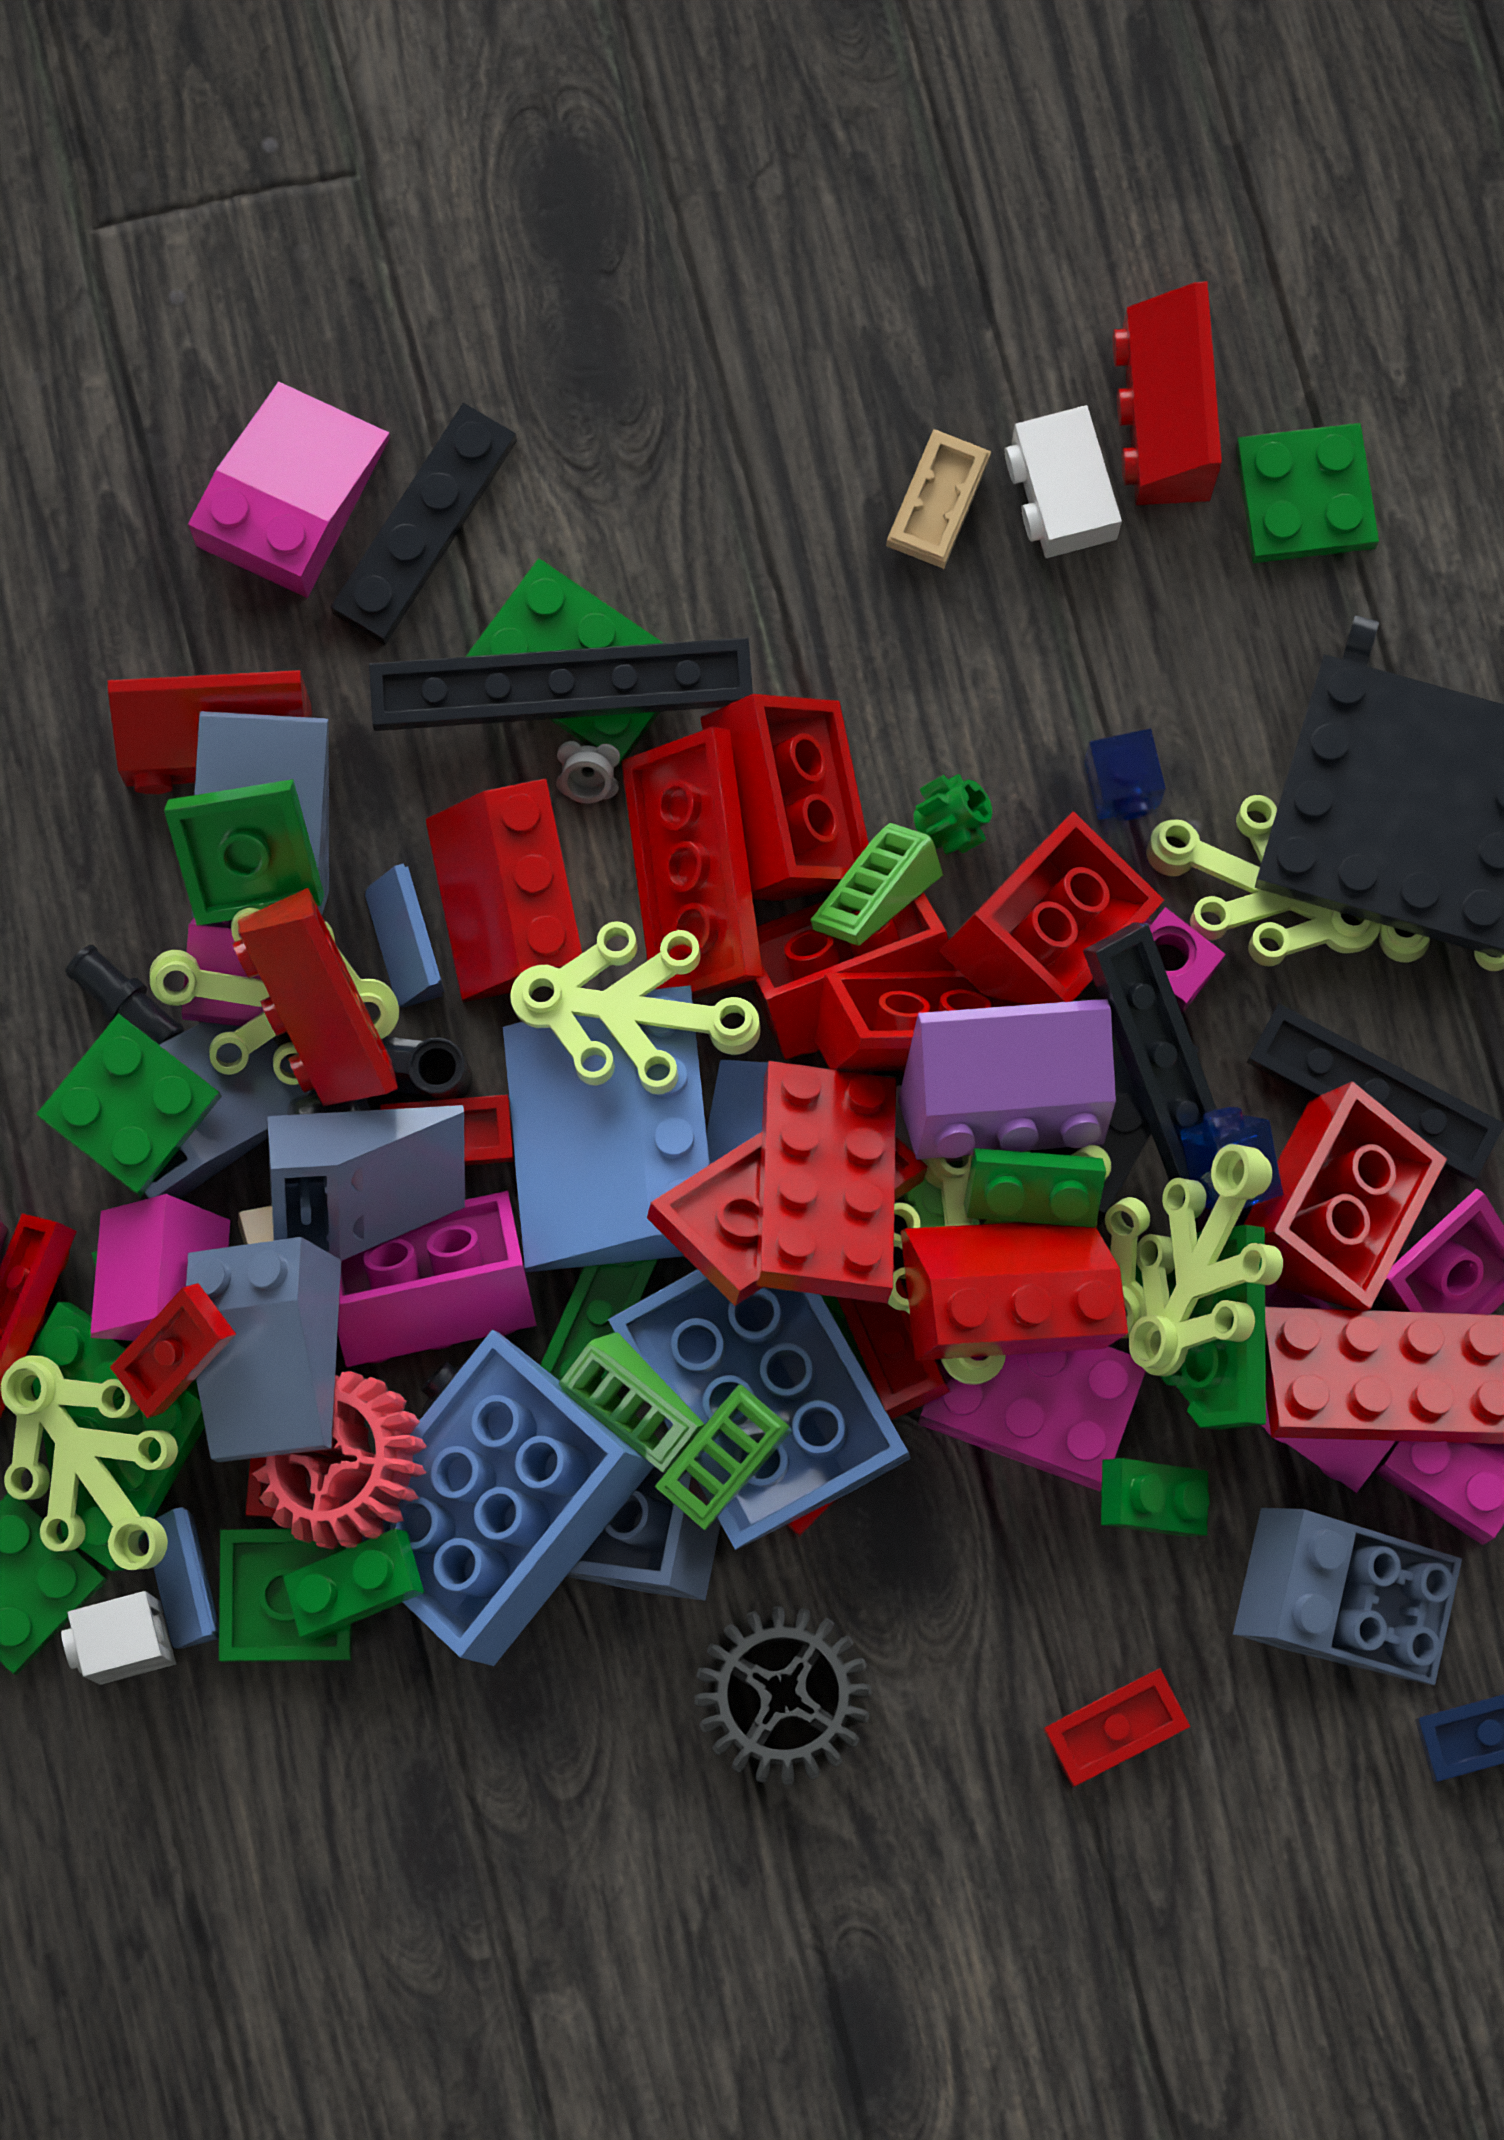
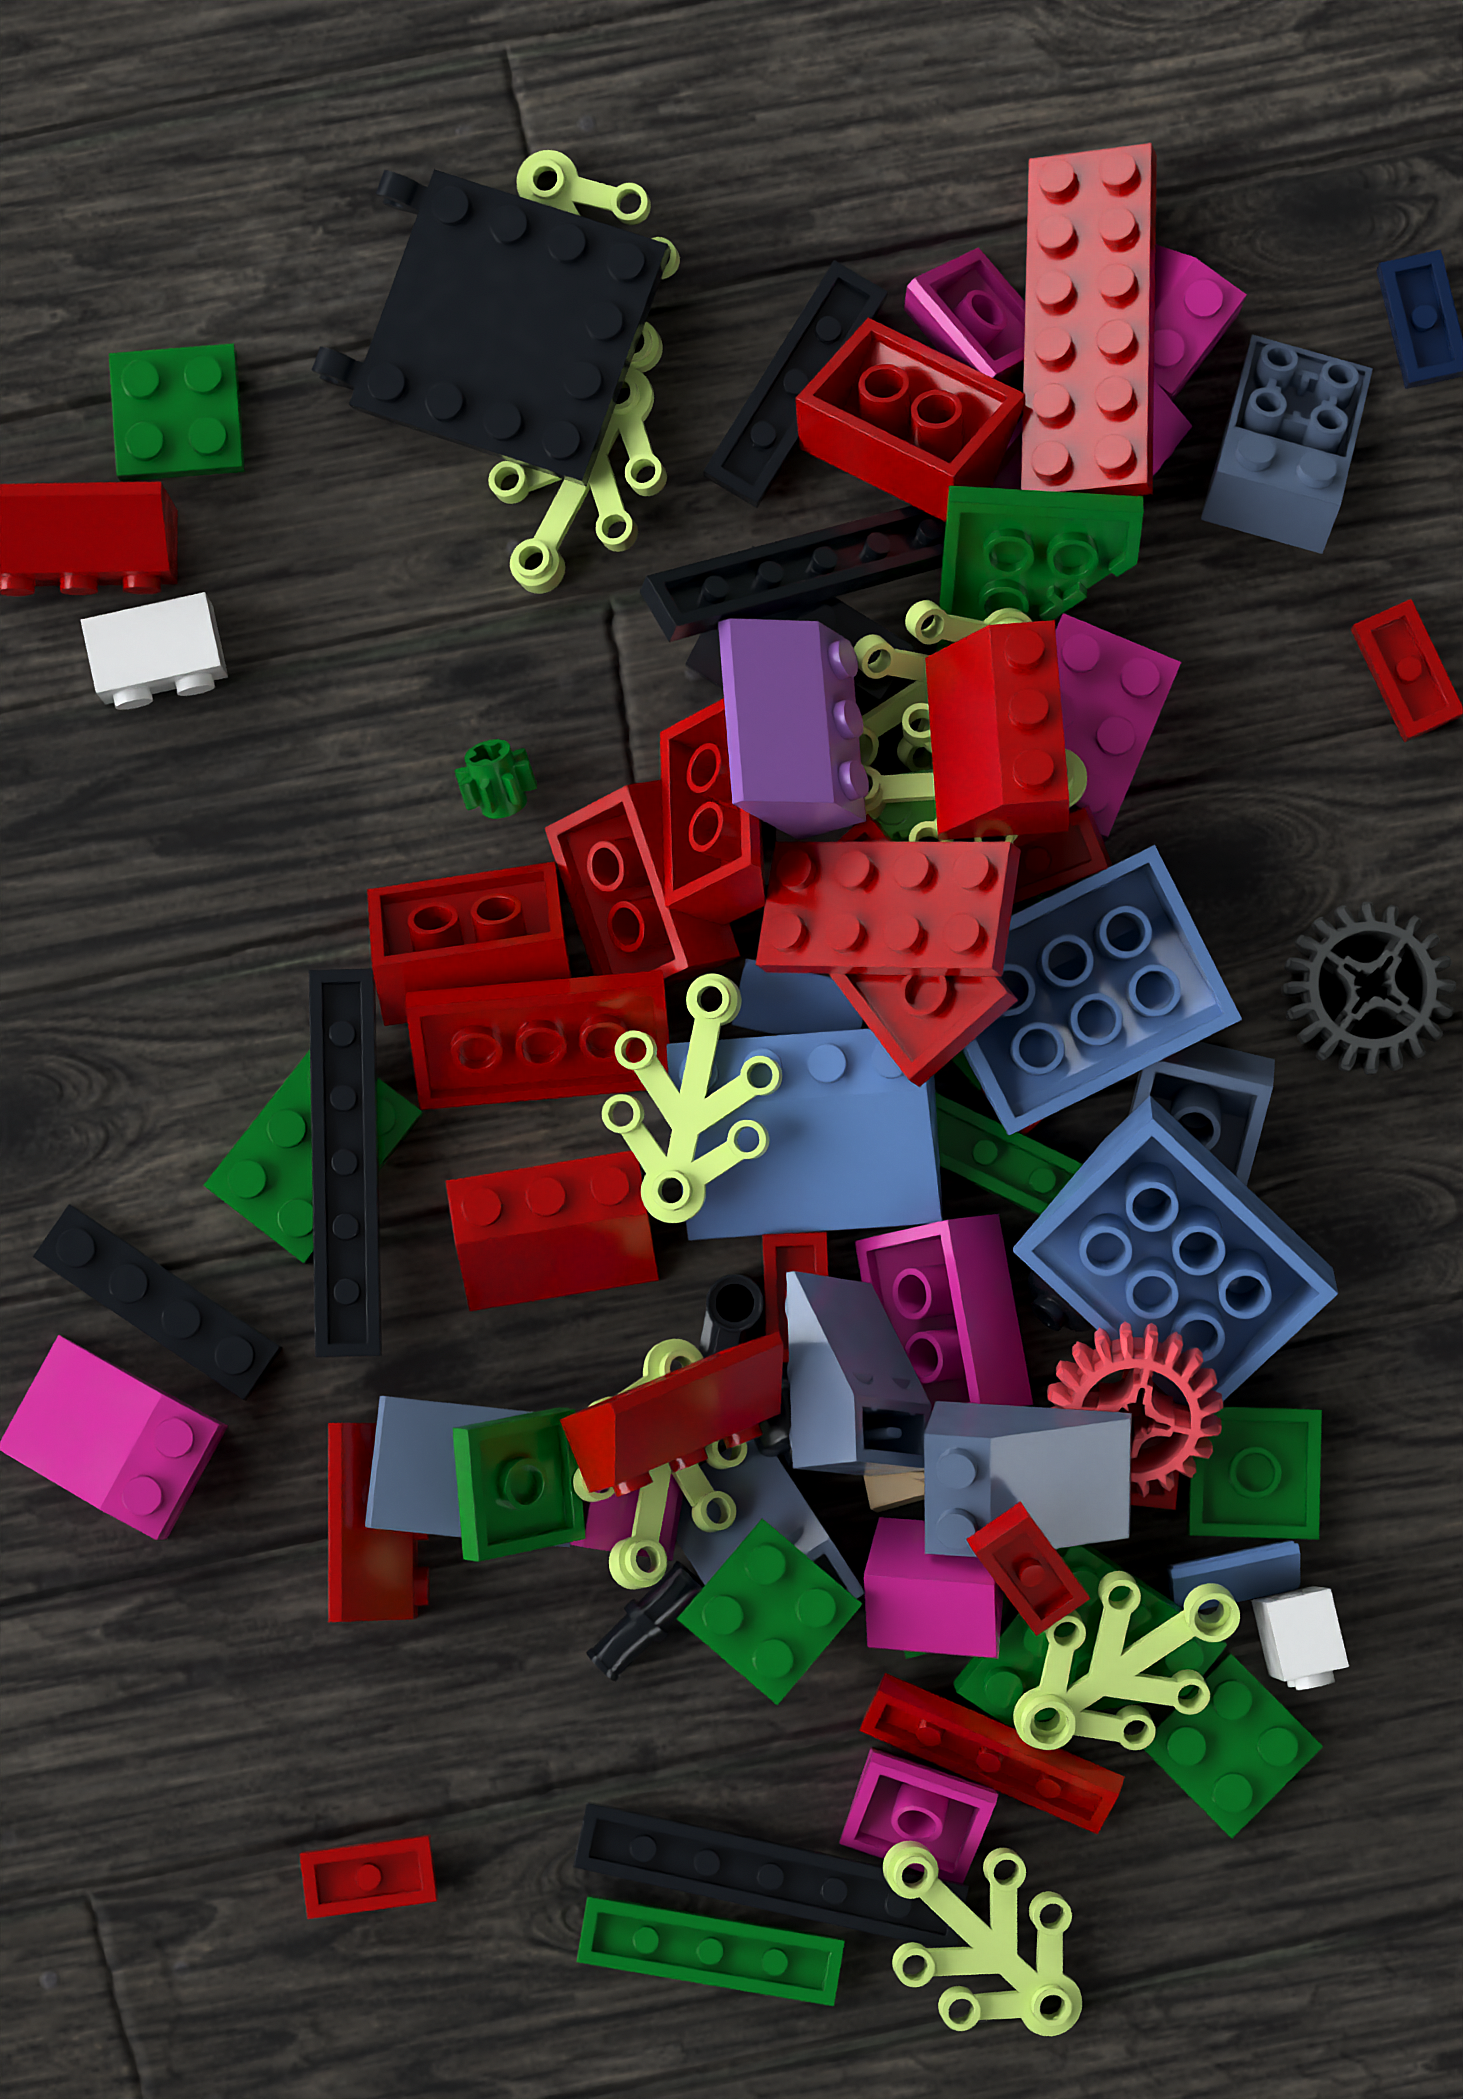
camera: 85 degrees left, 5 degrees up
(353, 1584) = (1256, 1400): green plate -> none
(403, 938) = (593, 1335): medium blue slope -> none
(583, 785) = (431, 1143): light grey plate -> none
(601, 1400) = (1093, 1142): bright green slope -> none
(759, 1414) = (1116, 986): bright green slope -> none
(892, 869) = (534, 840): bright green slope -> none
(938, 498) = (163, 777): tan plate -> none
(1034, 1187) = (899, 707): green plate -> none
(1057, 902) = (618, 681): red slope -> none
(1125, 775) = (466, 606): clear blue brick -> none
(1154, 1497) = (1192, 617): green plate -> none
(1165, 1334) = (981, 554): yellowish green plant -> none
(1200, 956) = (654, 545): dark pink brick -> none
(1224, 1128) = (875, 516): clear blue brick -> none

